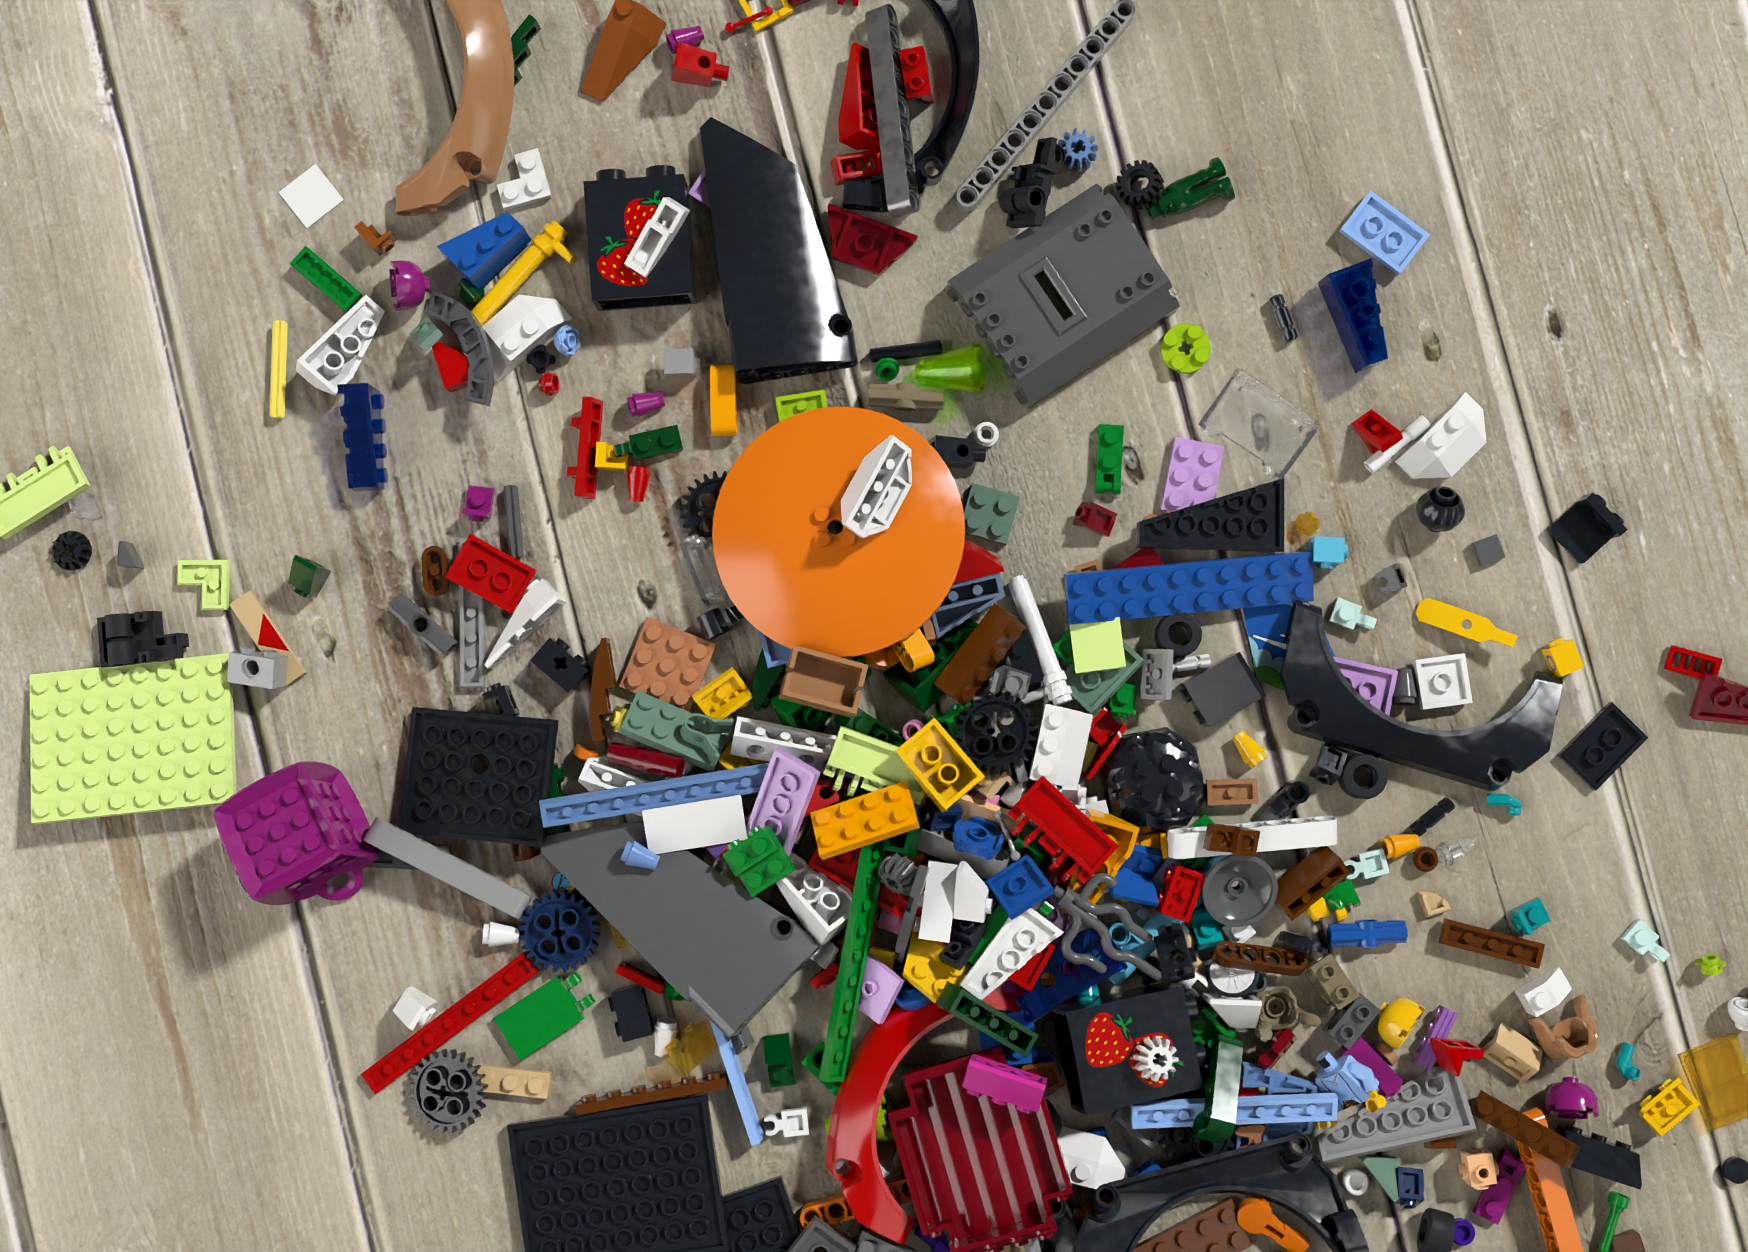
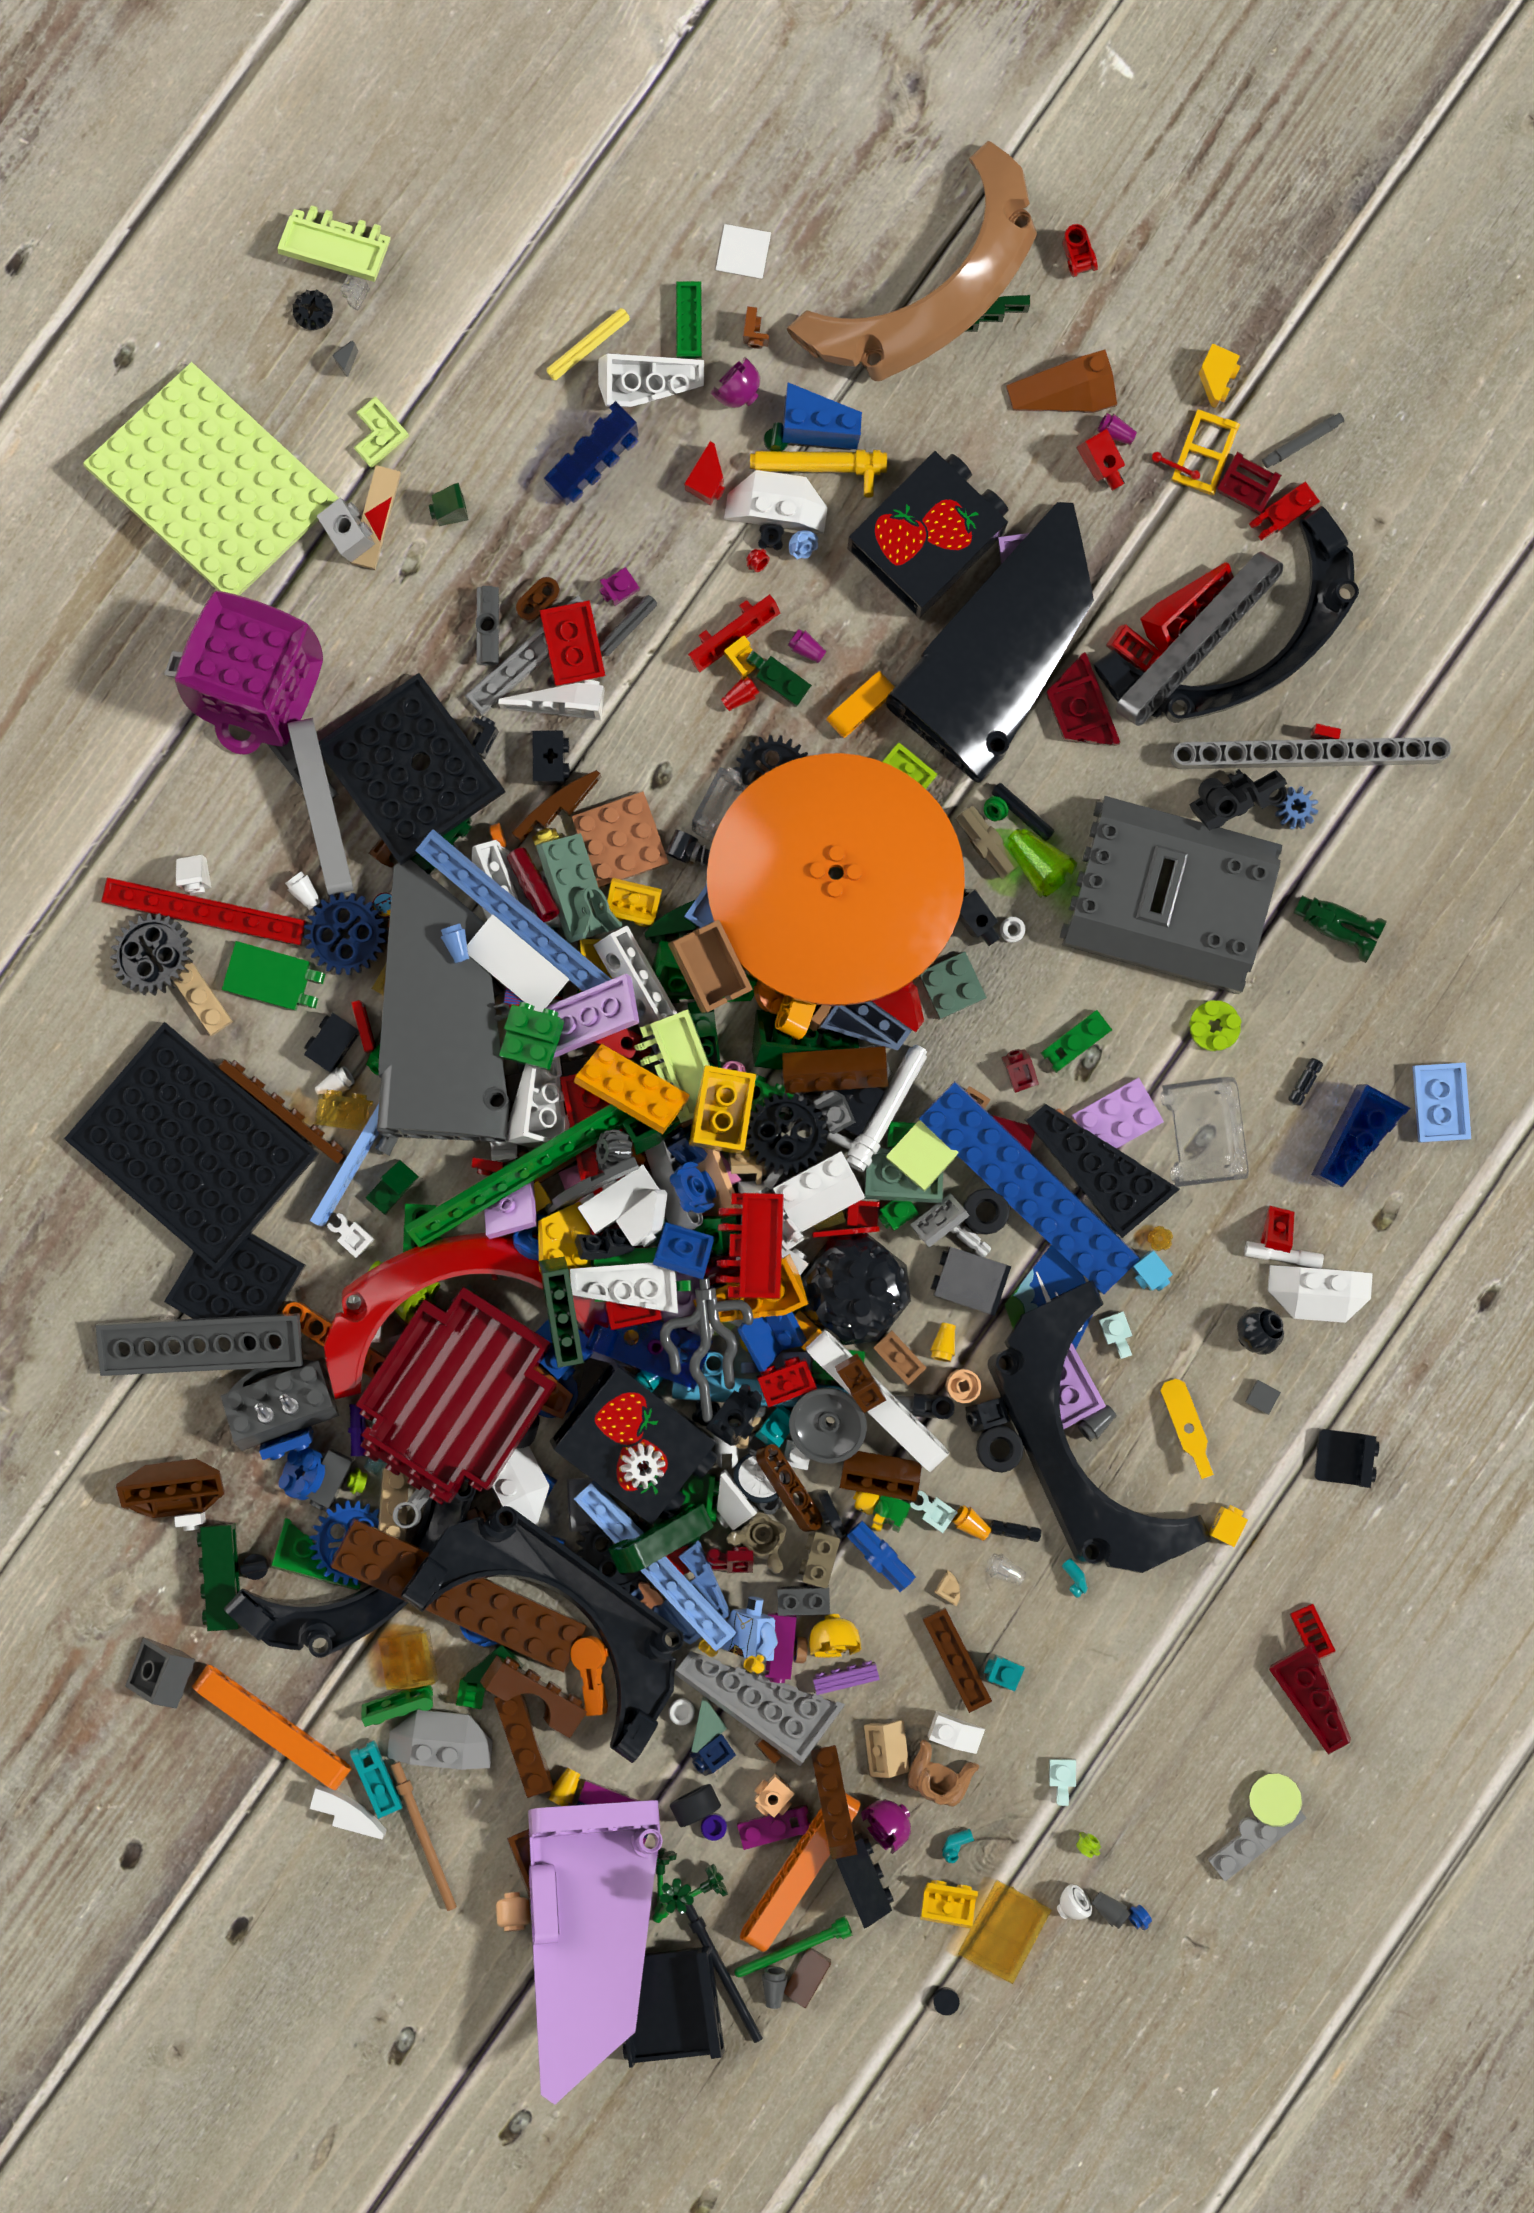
camera: 45 degrees right, 0 degrees up
(137, 639) = (289, 419): black plate -> none
(426, 334) = (713, 433): sand green plate -> none
(473, 342) = (738, 475): dark grey tile -> none
(531, 185) = (898, 412): white plate -> none
(656, 236) = (941, 543): white slope -> none
(680, 363) = (861, 646): light grey panel -> none
(877, 488) = (892, 878): white wedge -> none
(916, 74) = (1245, 632): red bracket -> none
(1004, 1084) = (523, 1365): dark pink slope -> none
(1015, 855) = (724, 1191): light grey hinge -> none
(1040, 81) = (1324, 732): none -> red tile
(1134, 173) = (1315, 867): black tyre -> none
(1293, 763) = (963, 1385): none -> light nougat wheel
(1394, 578) = (1176, 1342): tile -> none
(1432, 859) = (981, 1560): reddish brown plate -> none
(1442, 681) = (1128, 1448): white plate -> none
(1452, 1053) = (844, 1698): red slope -> none
(1602, 746) = (1186, 1617): black tile -> none

